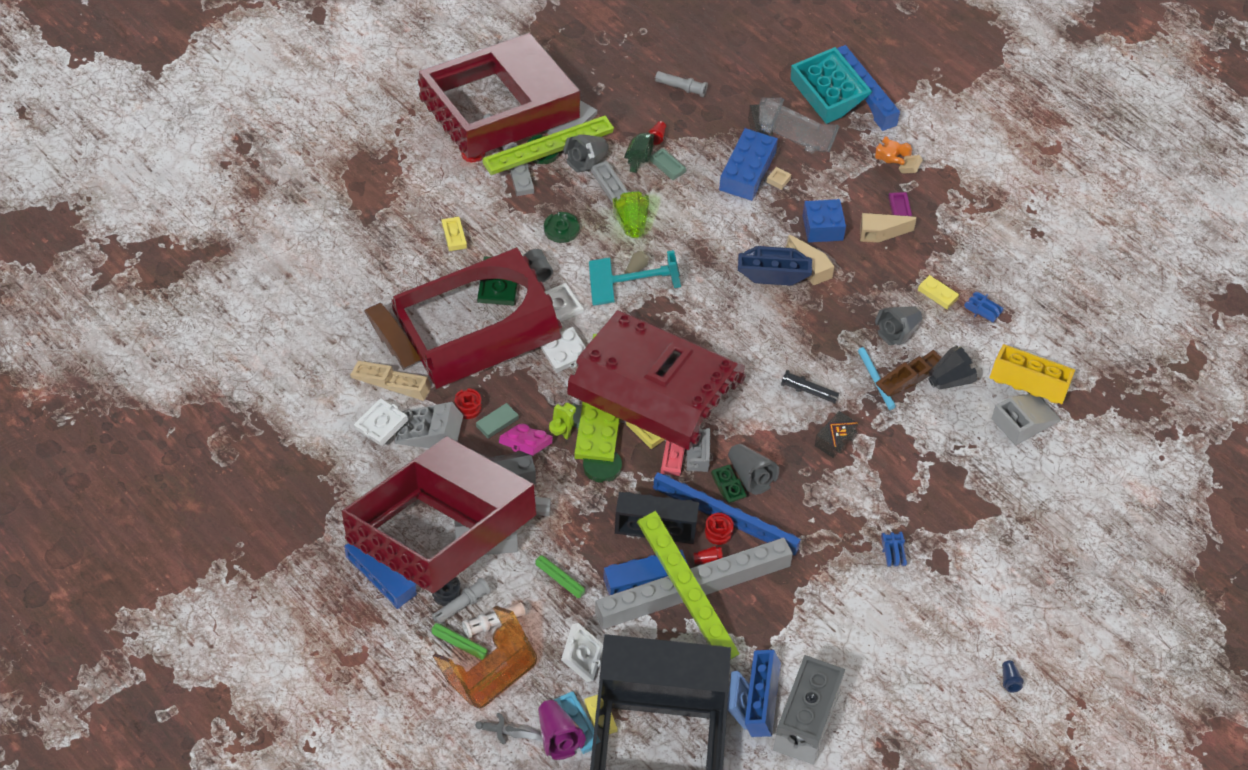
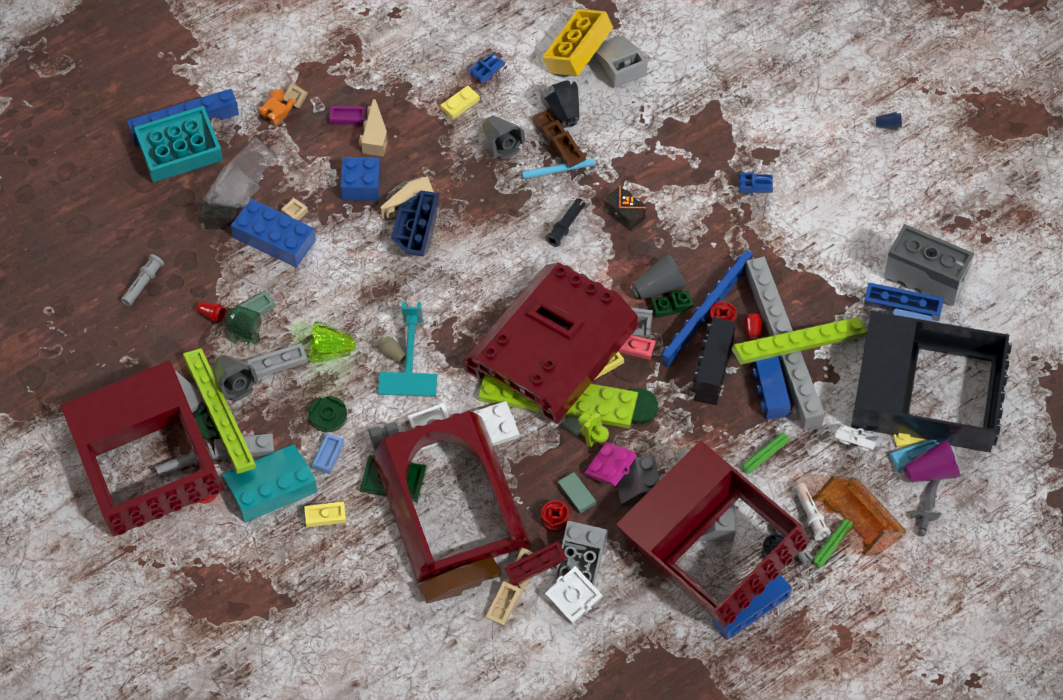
camera: 80 degrees left, 5 degrees up
(410, 387) = (535, 563): none -> dark red tile
(482, 195) = (274, 483): none -> teal slope
(519, 231) = (328, 453): none -> medium blue tile

